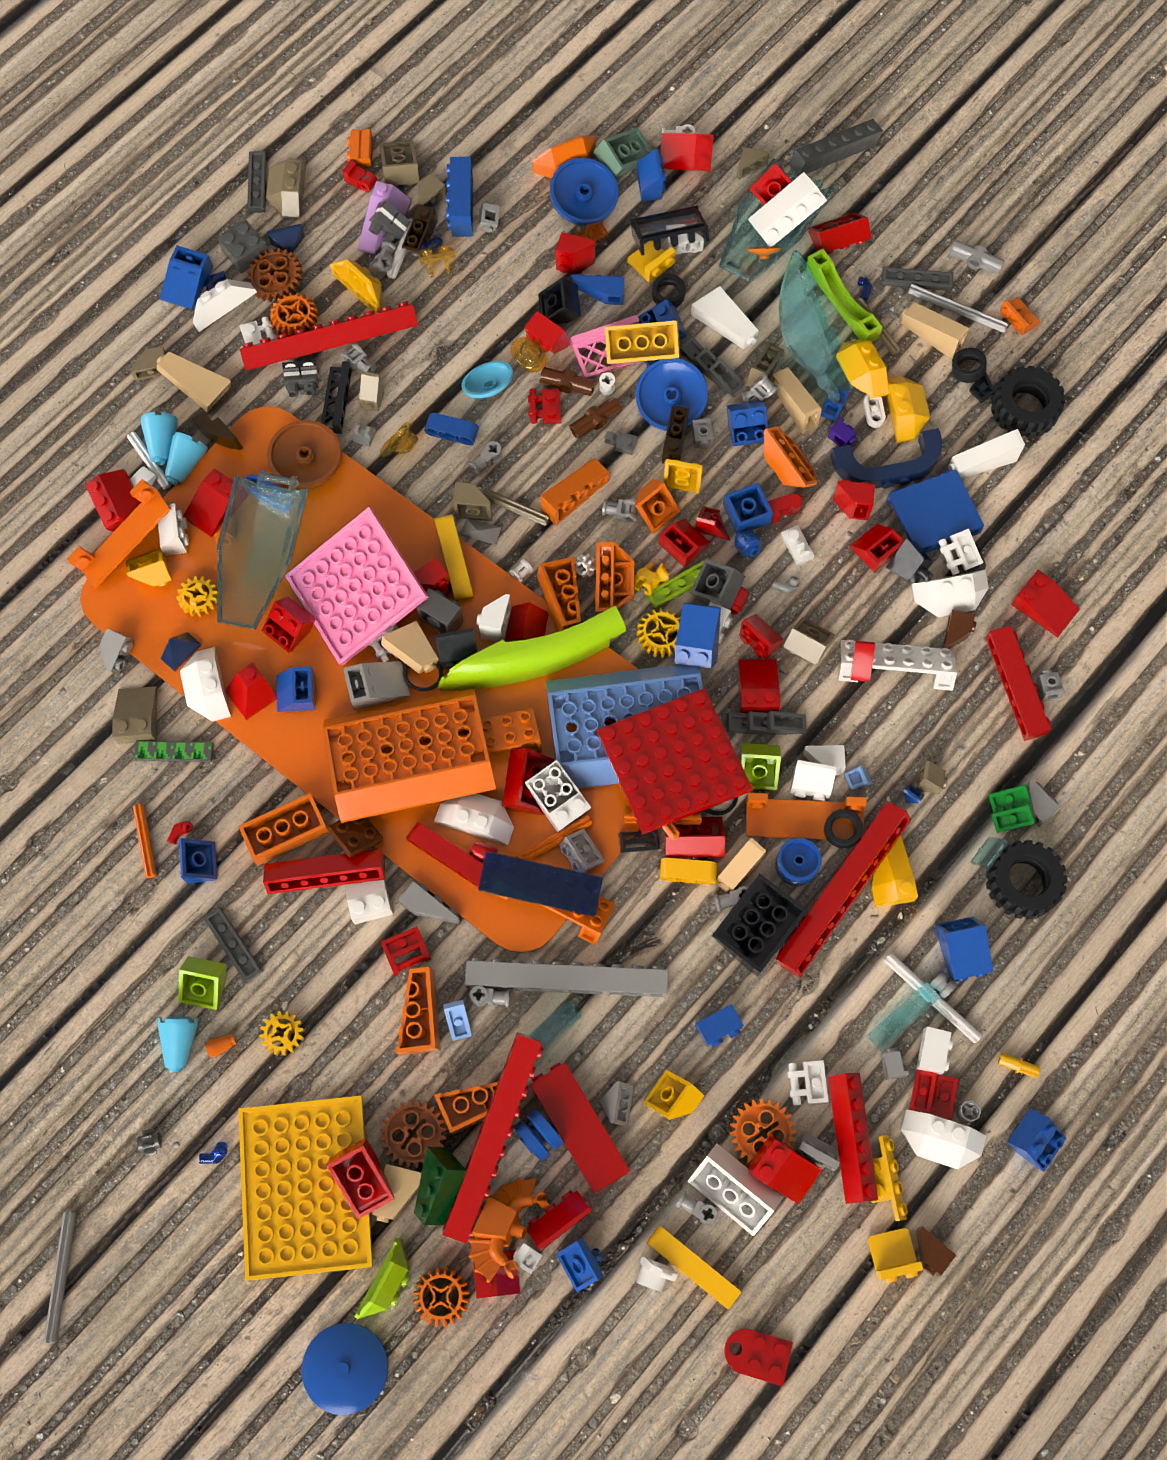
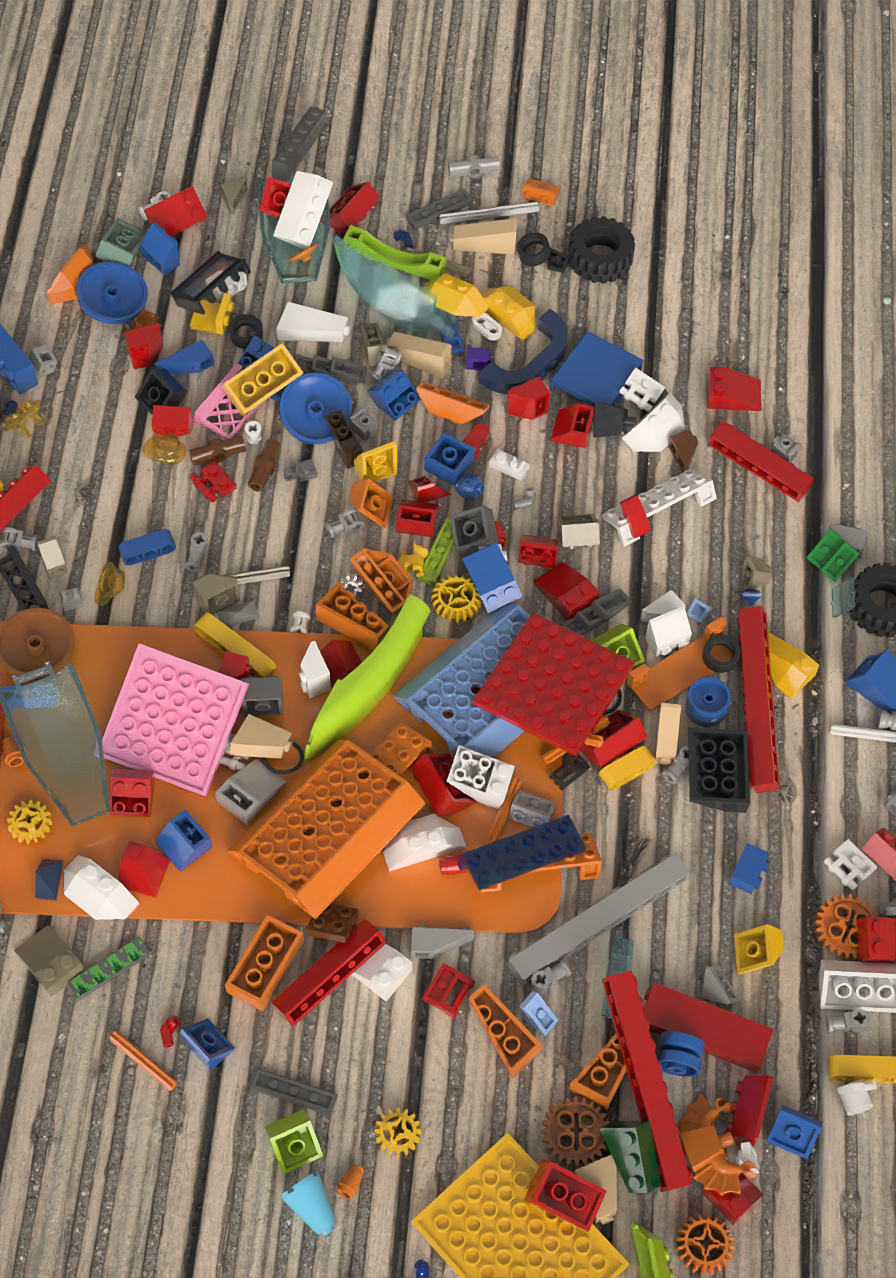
camera: 40 degrees left, 10 degrees down
(446, 853) = (425, 886): red beam -> none
(455, 647) = (299, 715): black slope -> none
(487, 379) = (149, 488): medium azure dish -> none
(574, 490) = (294, 532): orange wedge -> none
(903, 1016) = (879, 763): clear light blue slope -> none
(988, 455) = (604, 305): white slope -> none

